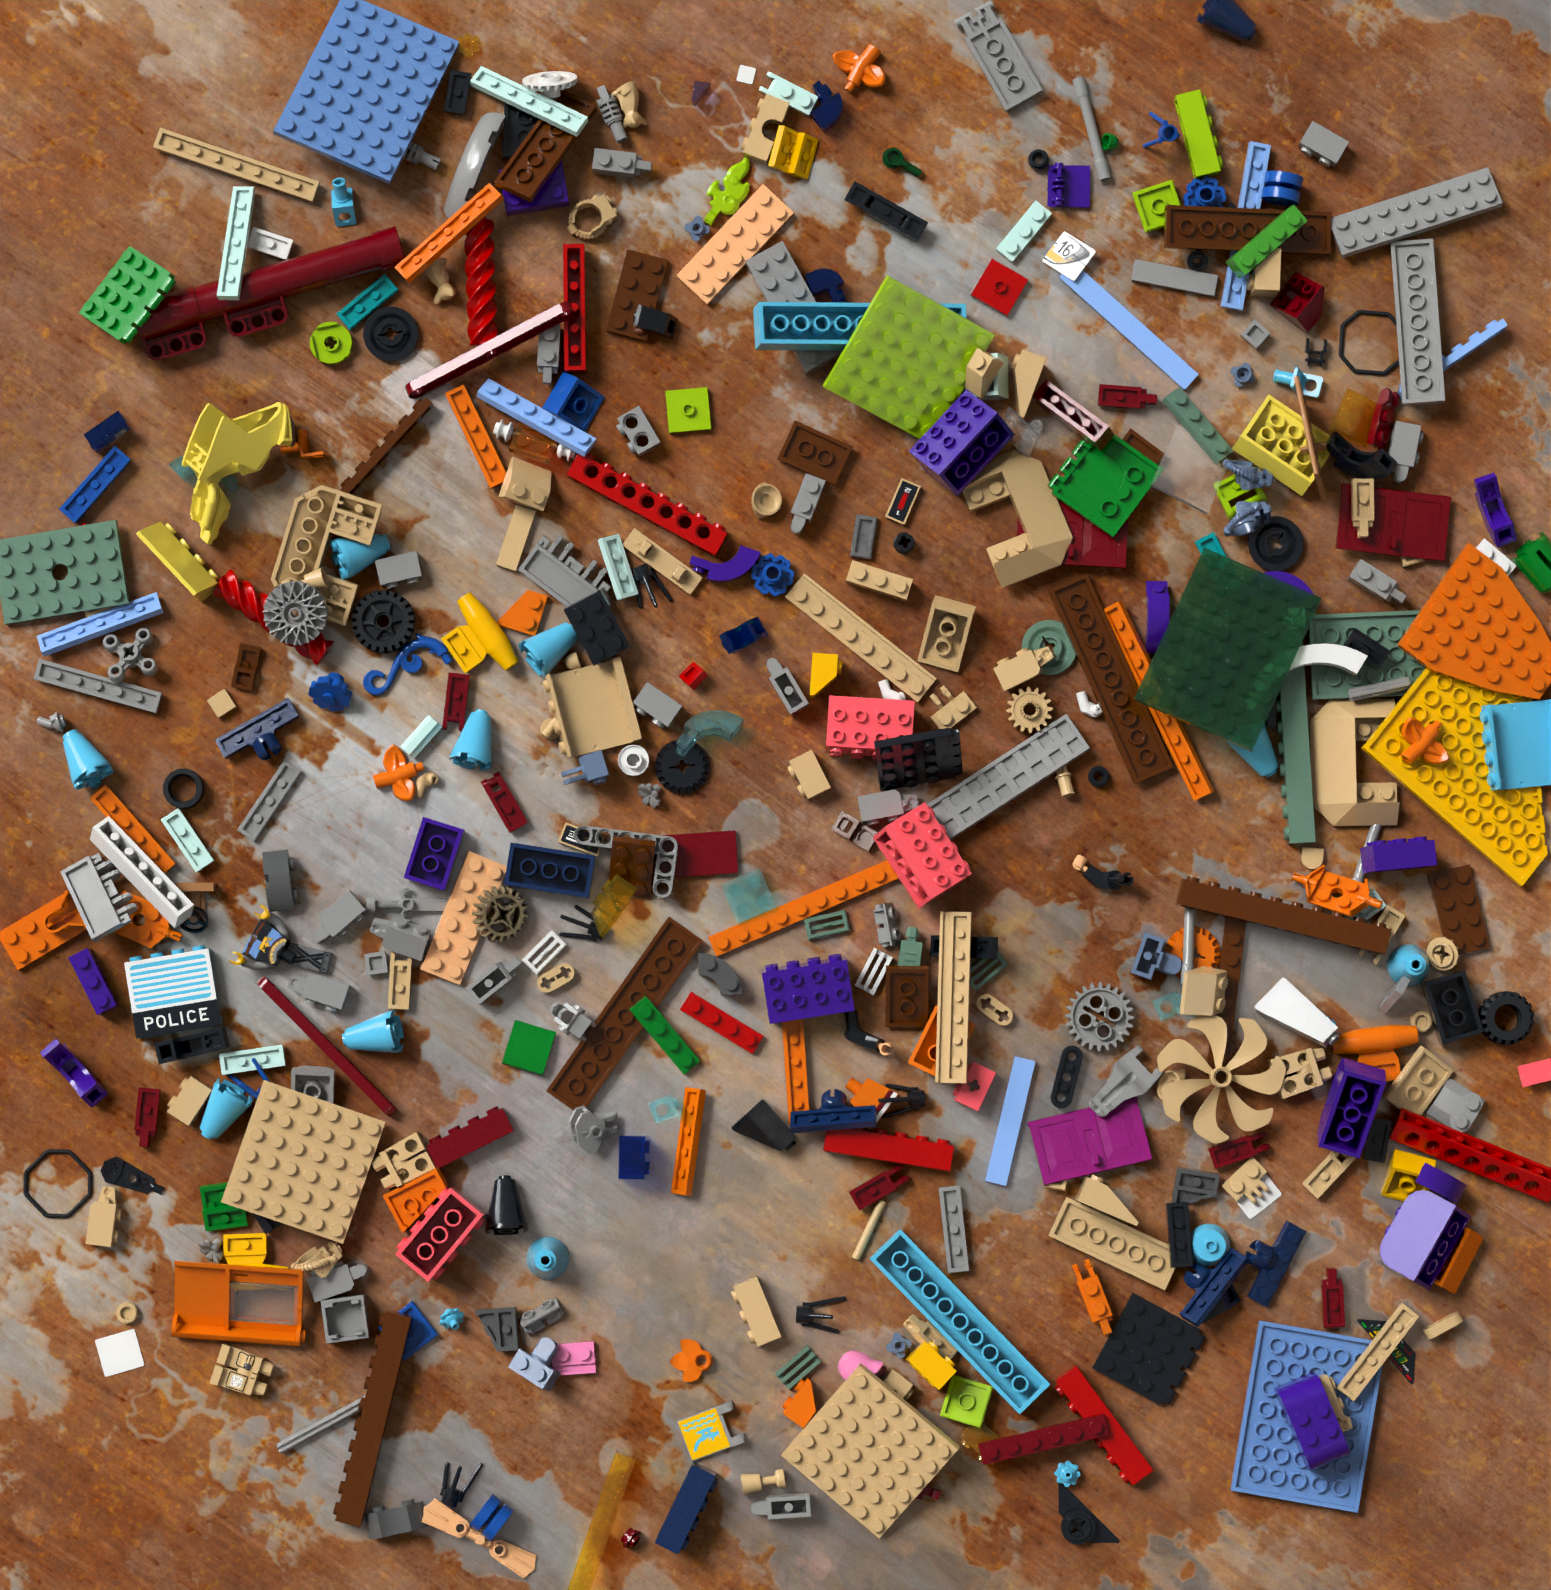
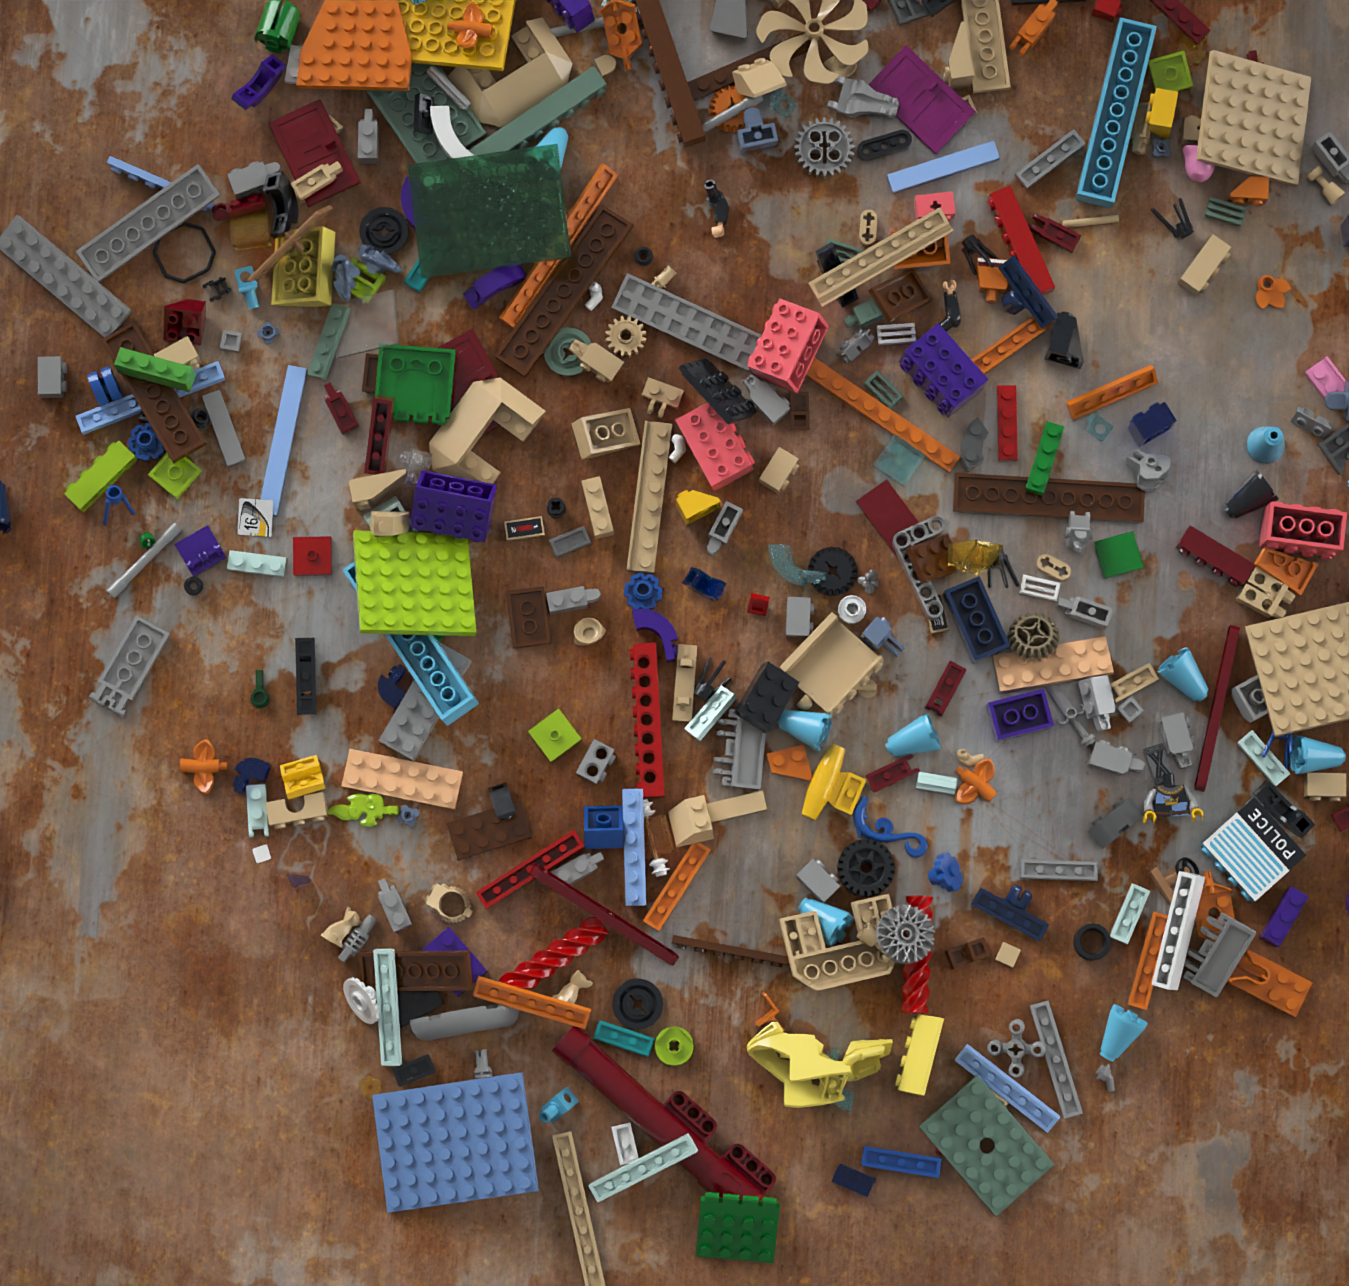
camera: 125 degrees left, 5 degrees down
(708, 1432) = (1315, 247): flag -> none

